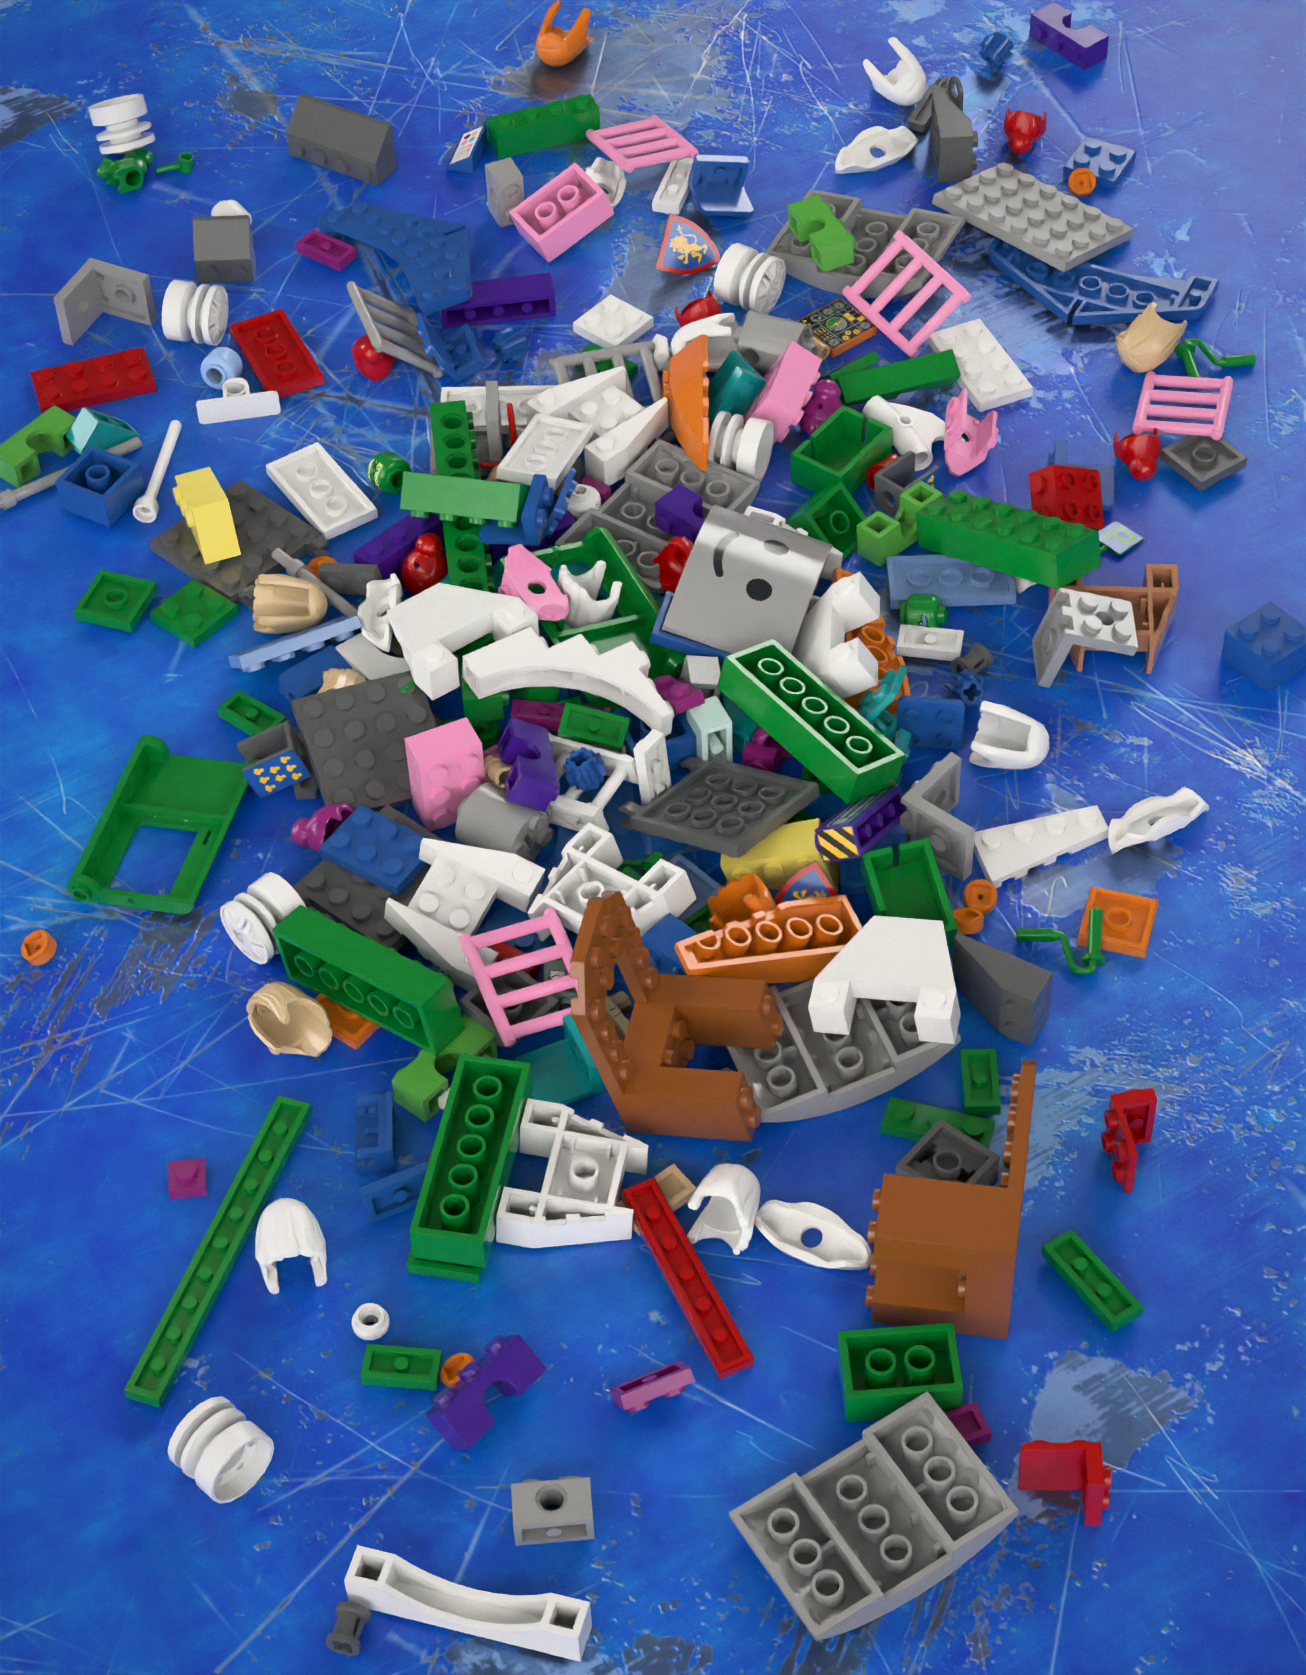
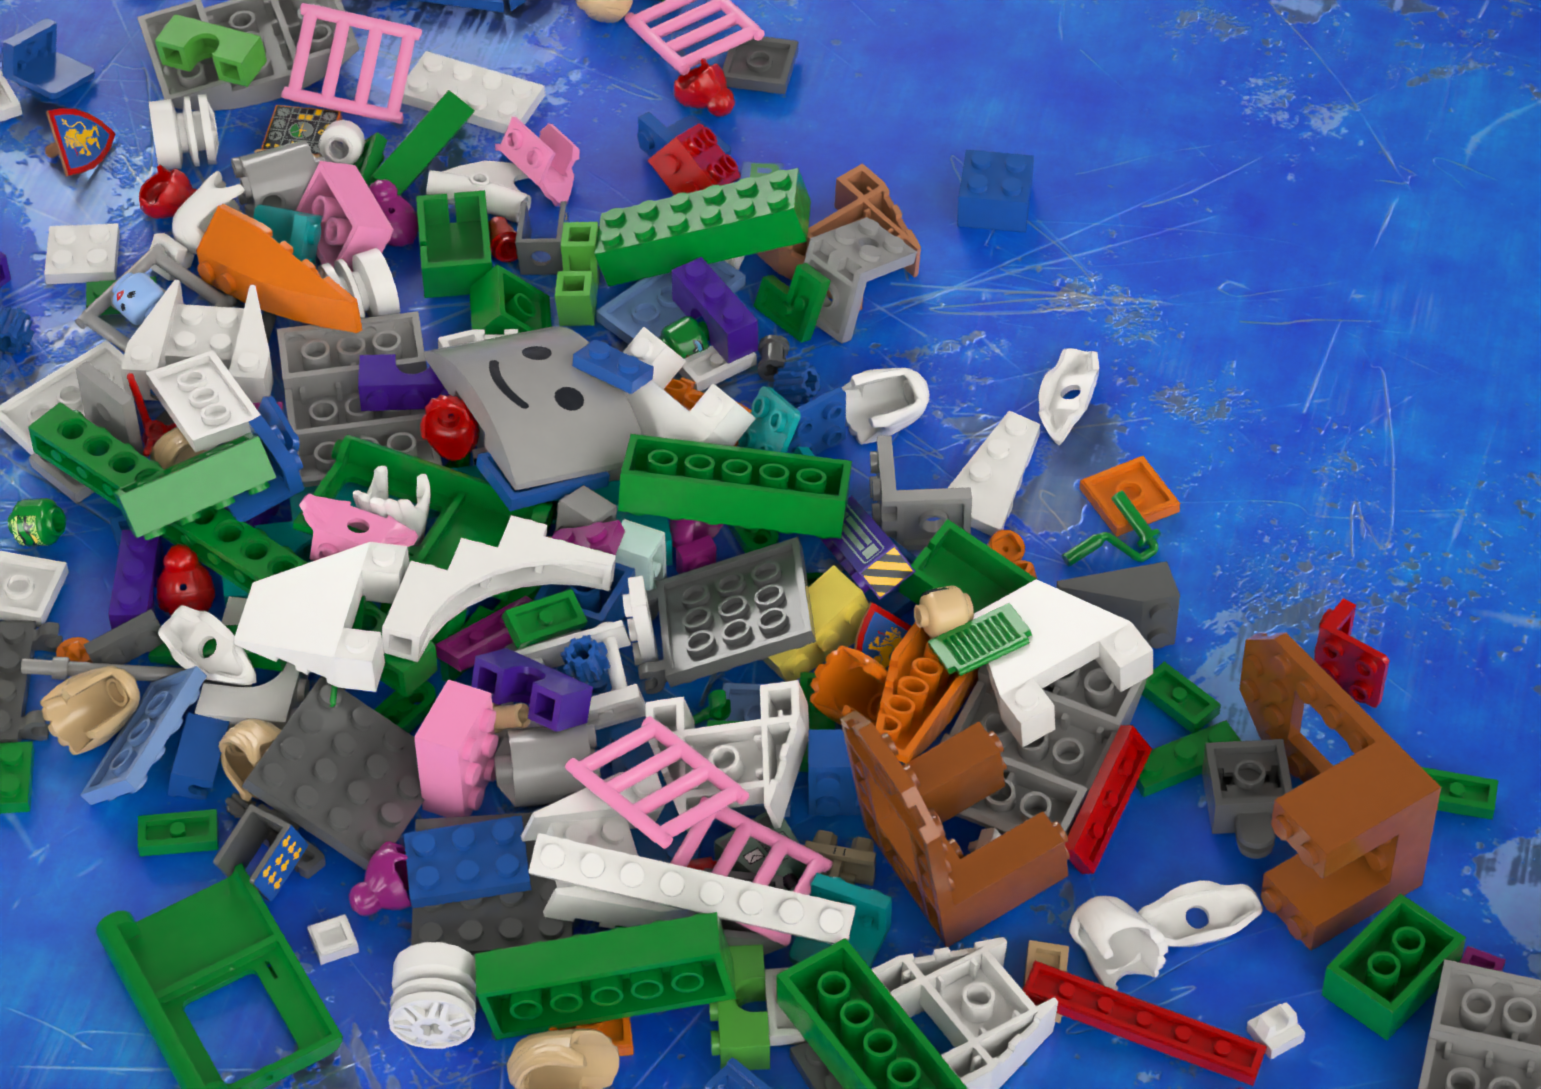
camera: 45 degrees left, 0 degrees up
(265, 846) = (333, 939): none -> white tile
(471, 962) = (691, 889): none -> white plate
(483, 882) = (637, 812): none -> bright pink bar
(591, 360) = (136, 296): none -> light blue head
(775, 1355) = (1276, 1030): none -> white tile
(812, 586) = (613, 366): none -> blue plate
(837, 1110) = (1107, 799): none -> red plate
(845, 345) = (351, 146): none -> white head
(853, 934) = (981, 640): none -> green window
(854, 899) = (943, 610): none -> tan head
(955, 602) = (703, 293): none -> dark purple arch
(1024, 632) = (795, 306): none -> green plate

